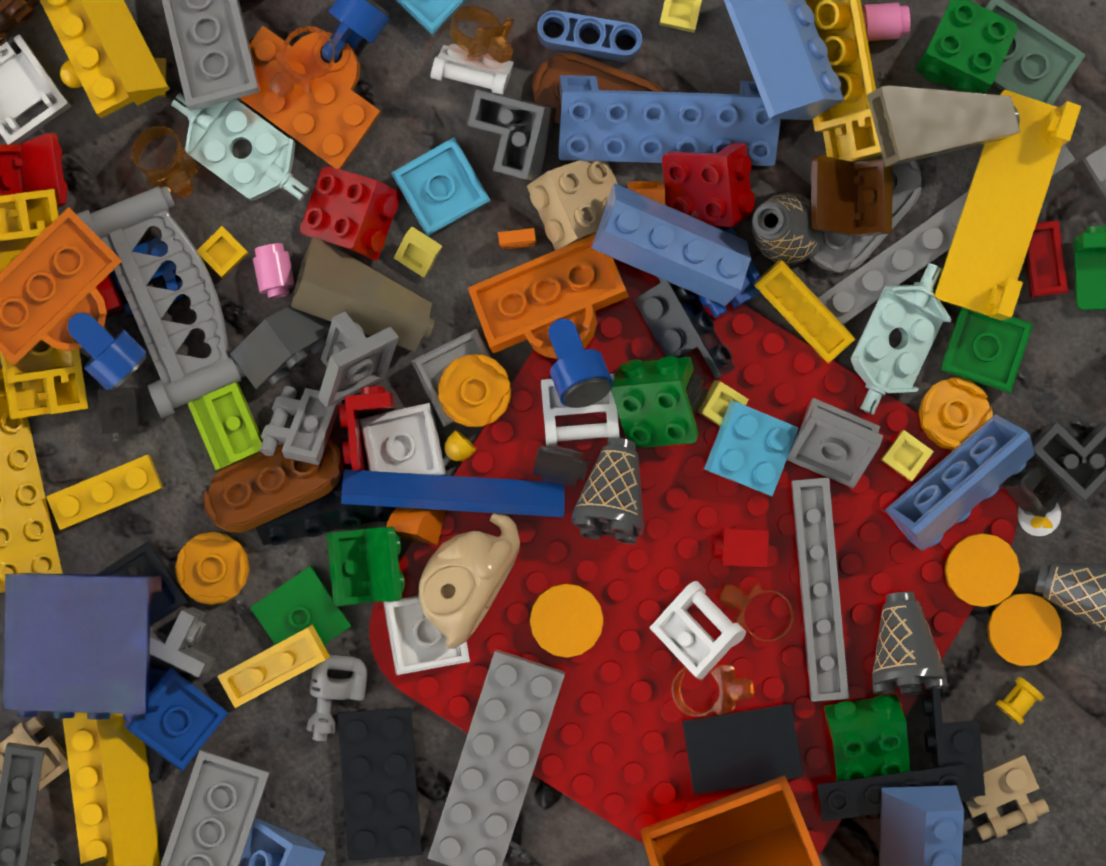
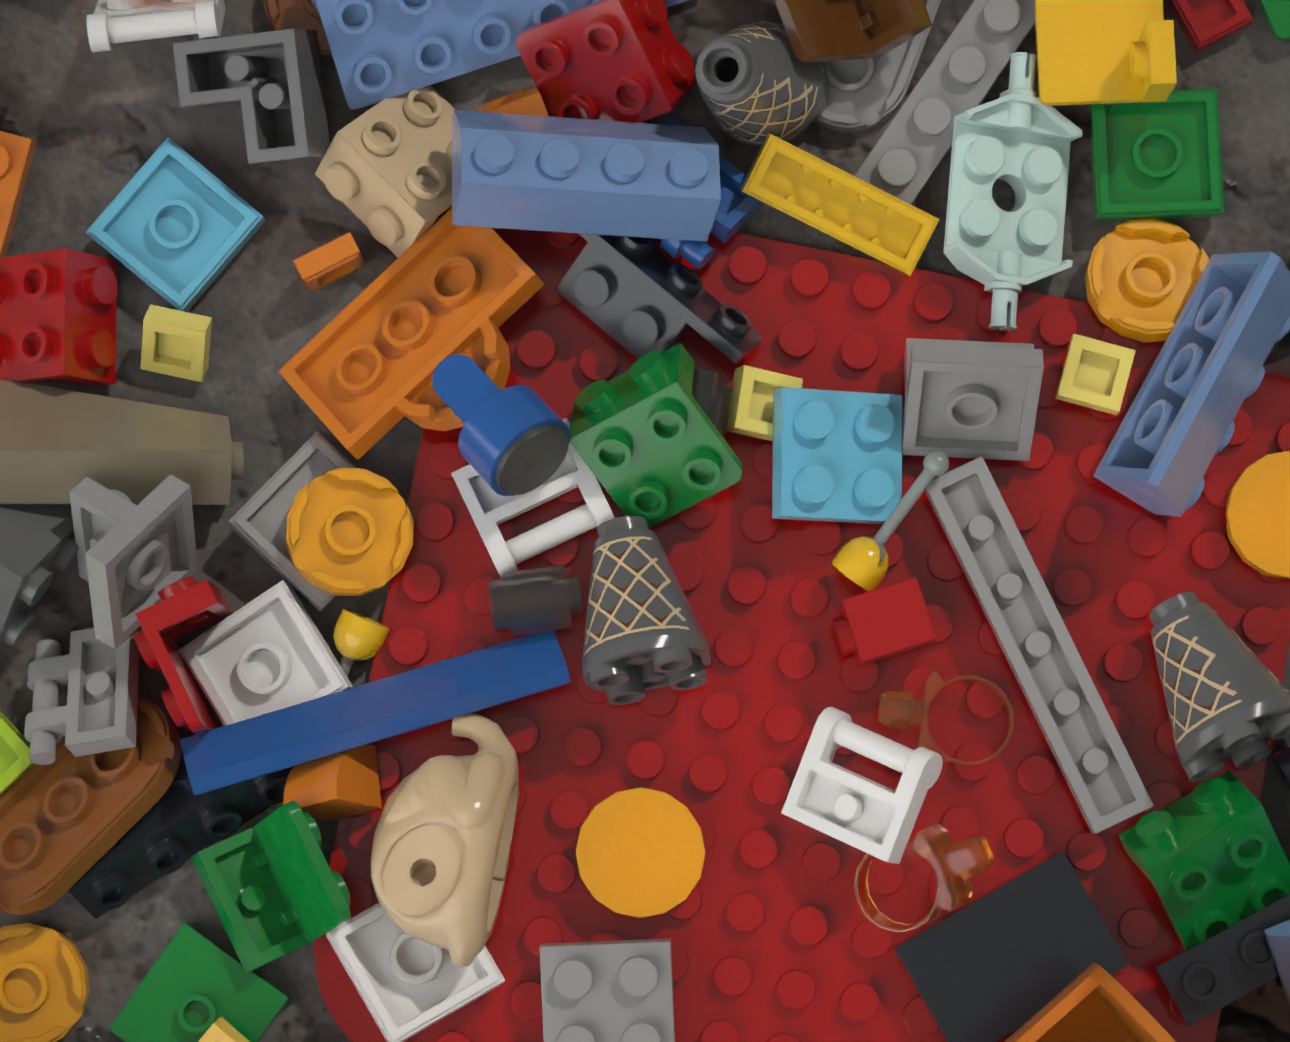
camera: 15 degrees left, 5 degrees down
(745, 509) = (865, 558): none -> hinge

